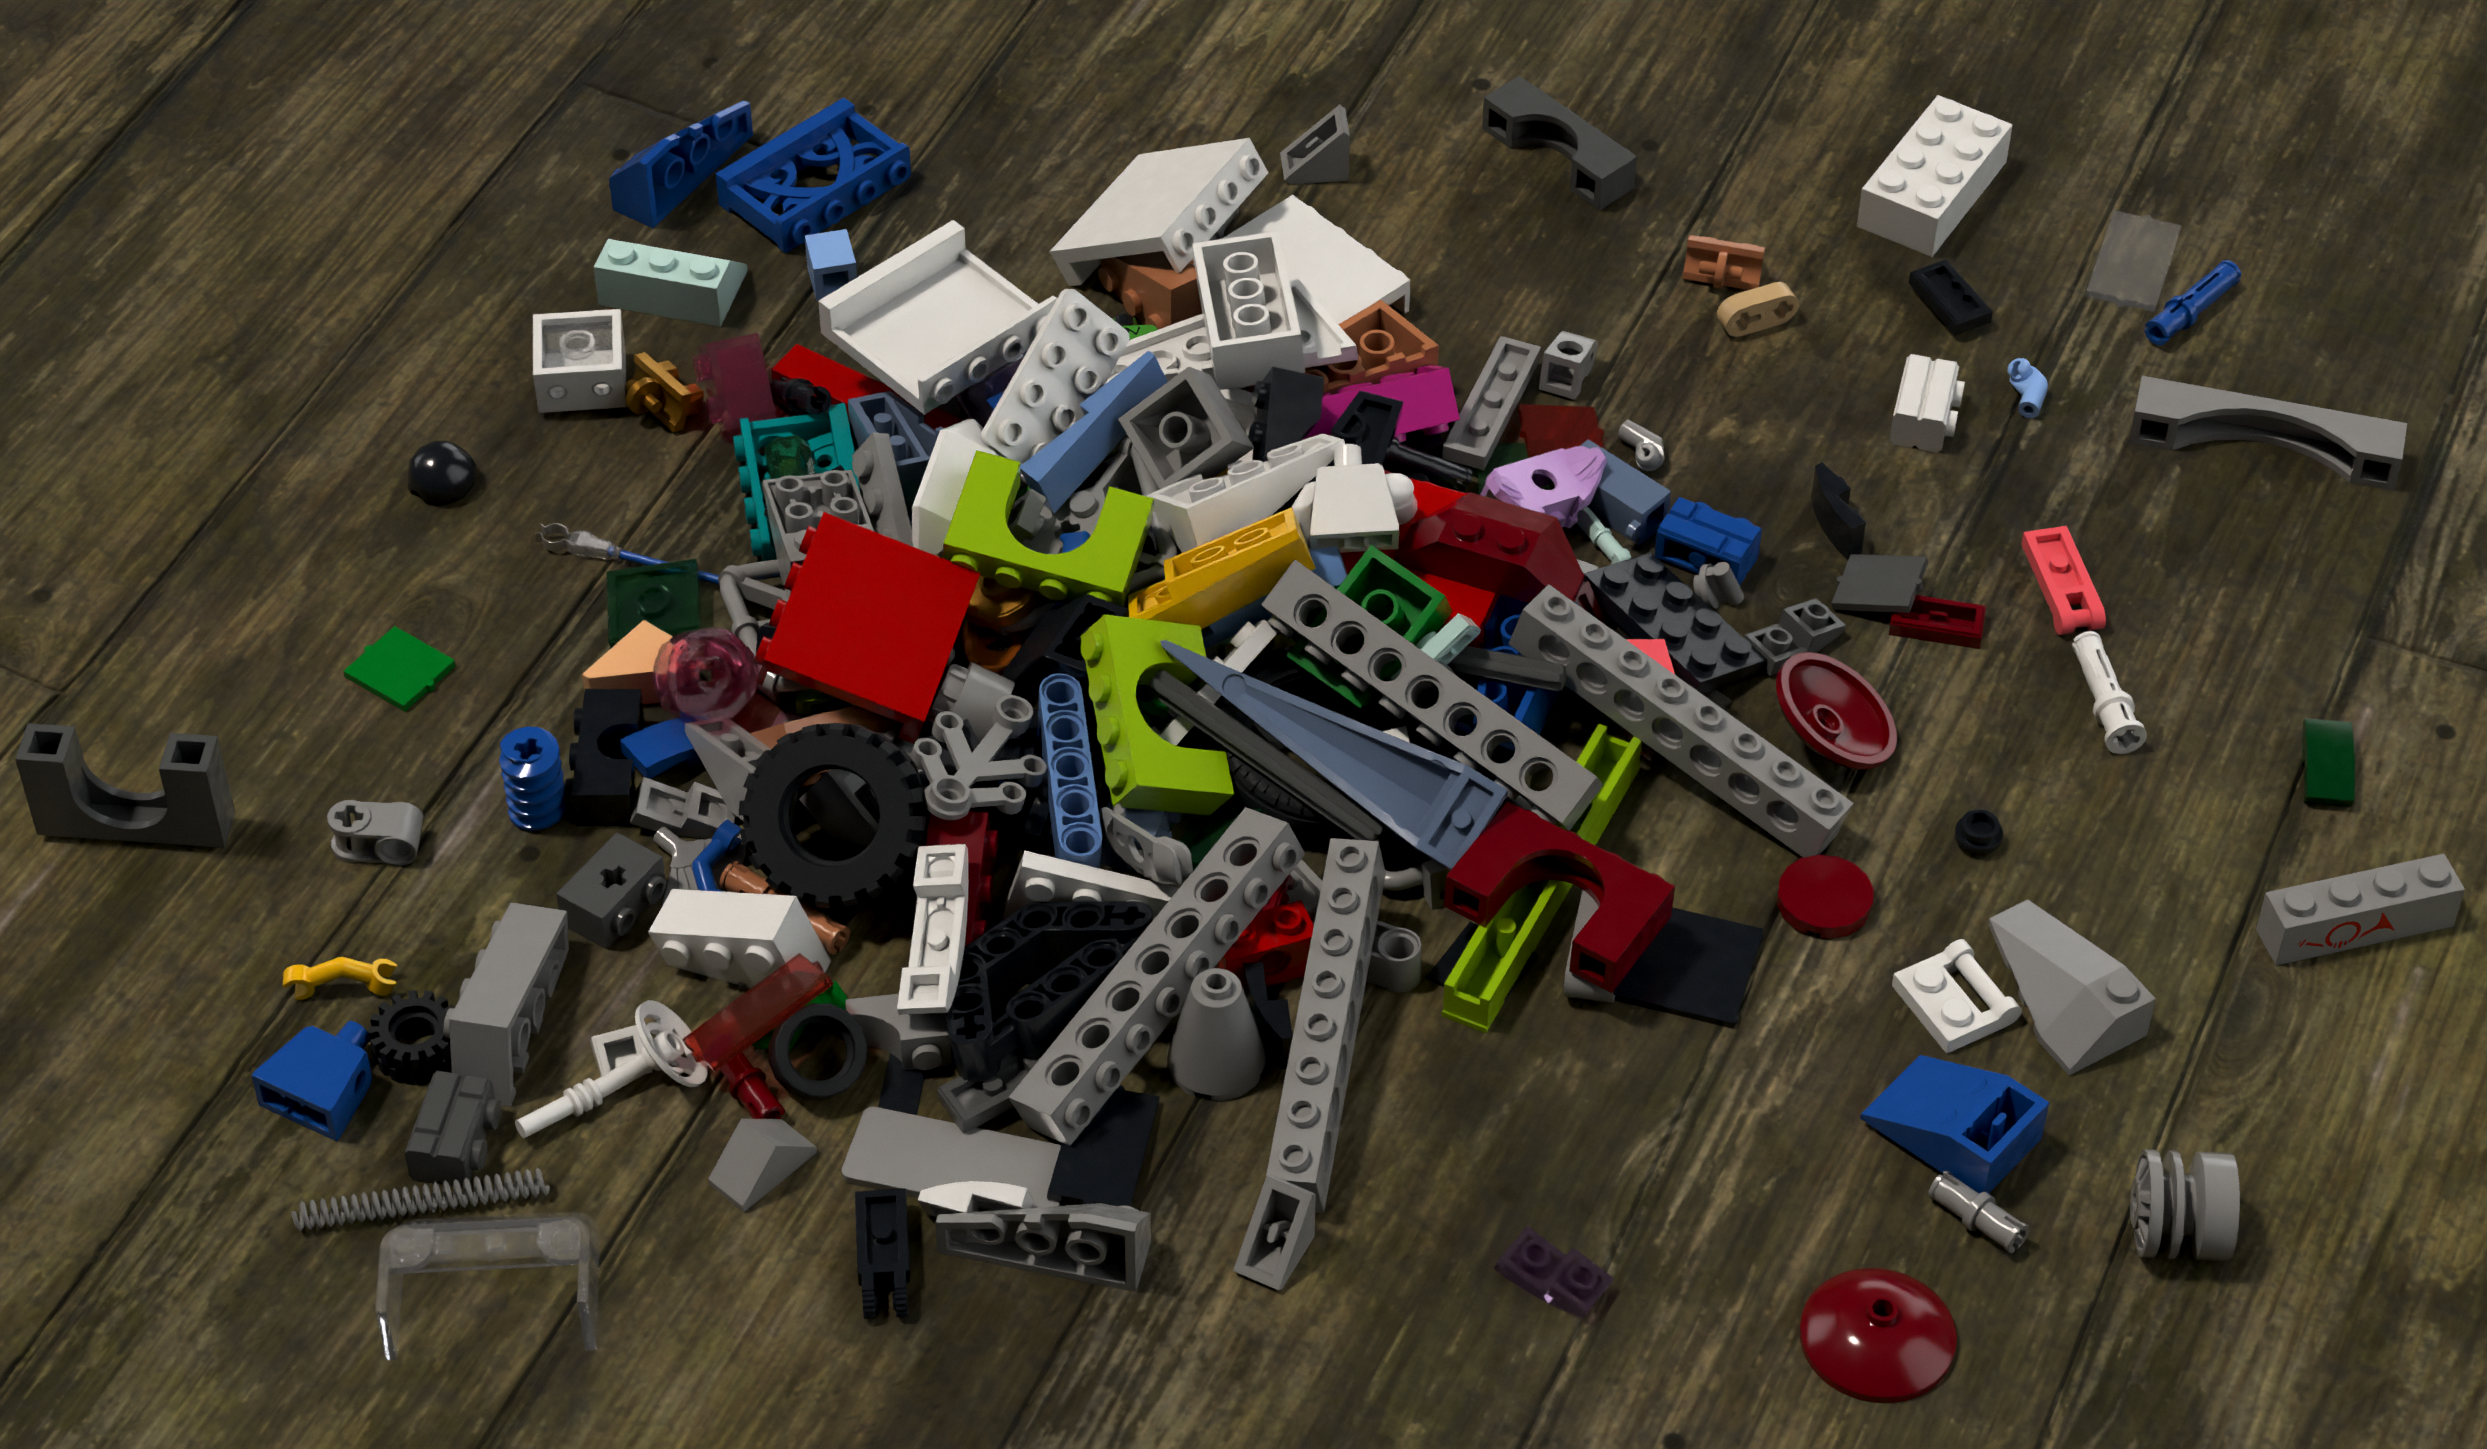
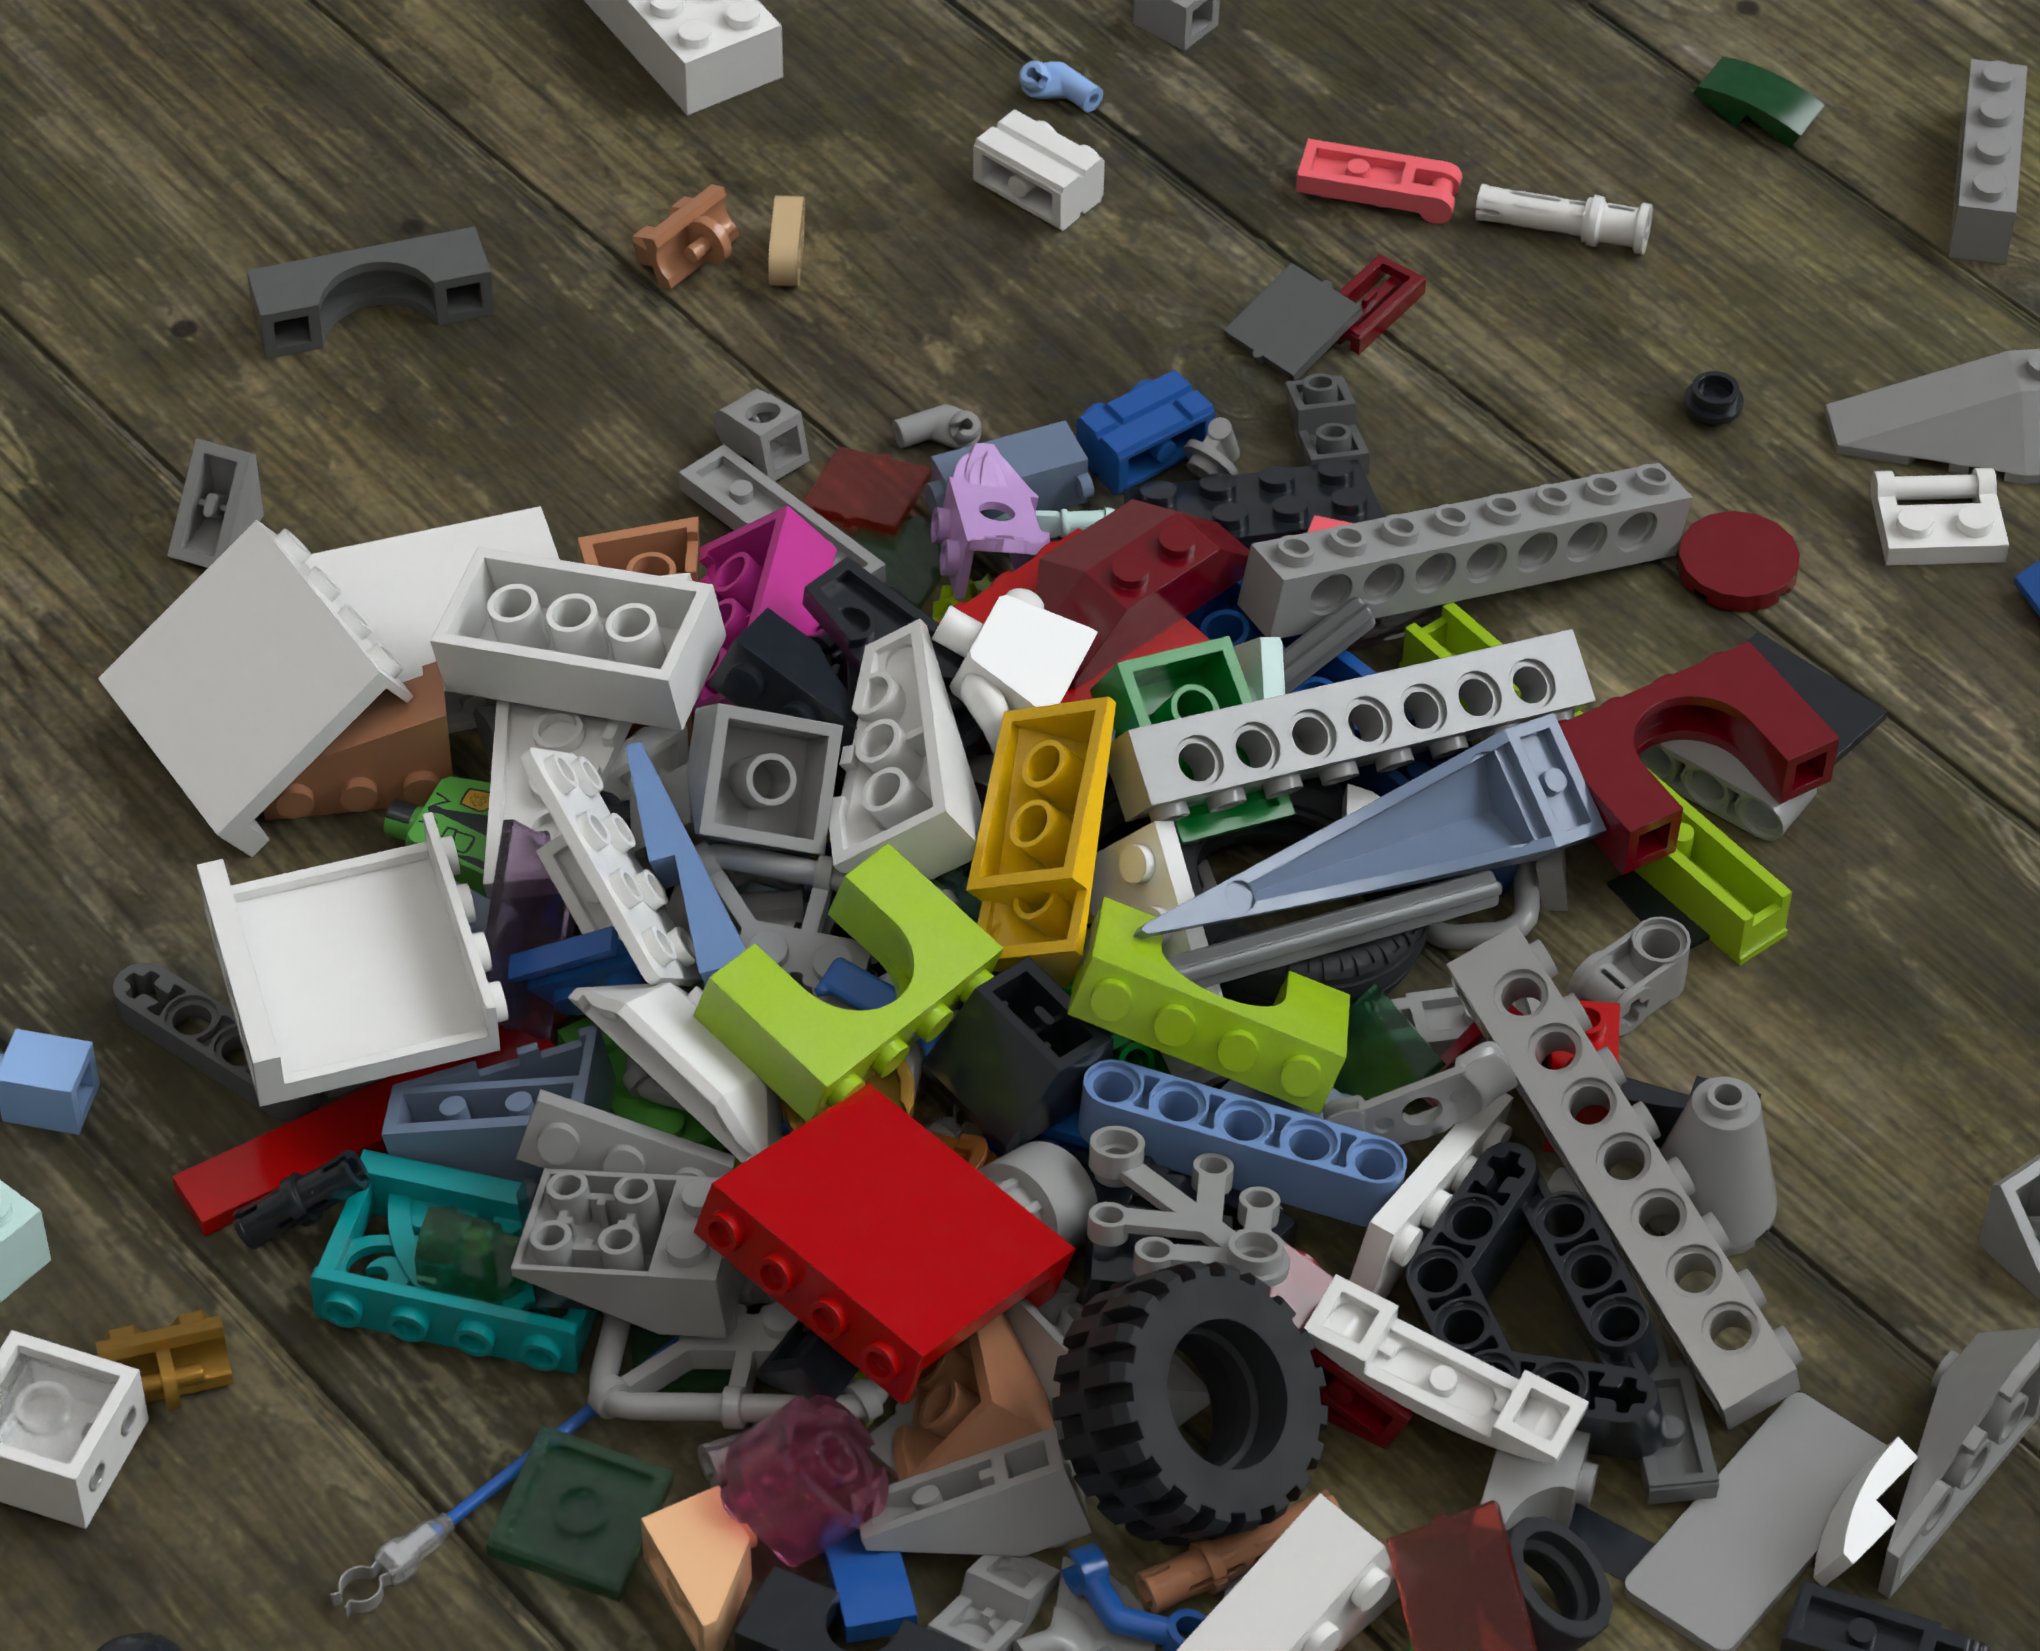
camera: 65 degrees left, 0 degrees up
(737, 380) = (222, 1246): clear pink brick -> none
(1107, 1154) = (1845, 1375): black piece -> none
(1328, 1017) = (1778, 1051): light grey brick -> none
(1835, 711) = (1494, 433): dark red dish -> none
(1838, 521) = (1146, 310): black slope -> none
(1950, 297) = (876, 82): black plate -> none

